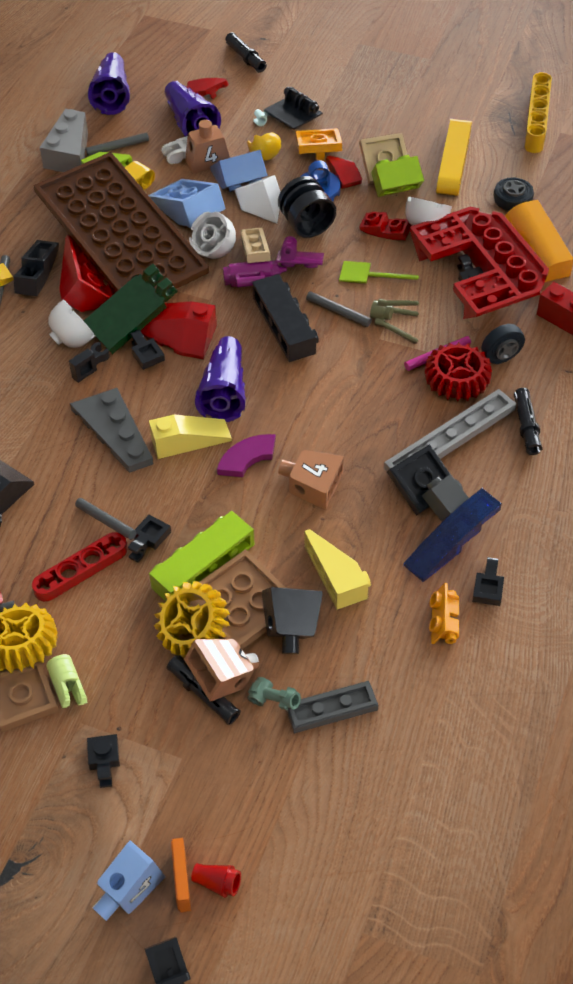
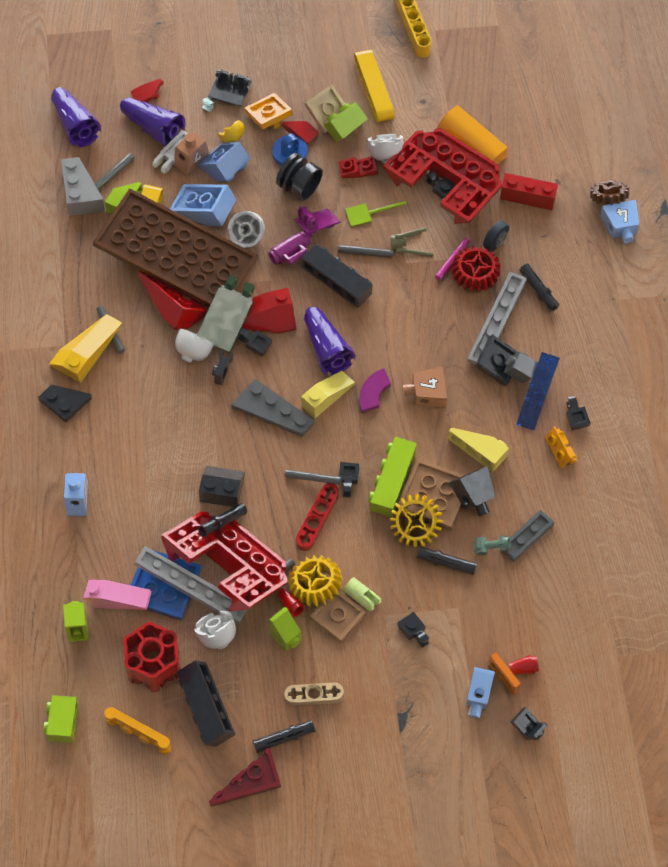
camera: 30 degrees left, 10 degrees up
(35, 268) = (130, 306): black slope -> none
(220, 666) = (451, 541): nougat torso -> none
(249, 55) = (162, 47): black pin -> none
(255, 245) = (280, 224): tan tile -> none
(260, 198) = (255, 179): white slope -> none
(512, 191) = (428, 100): black wheel -> none

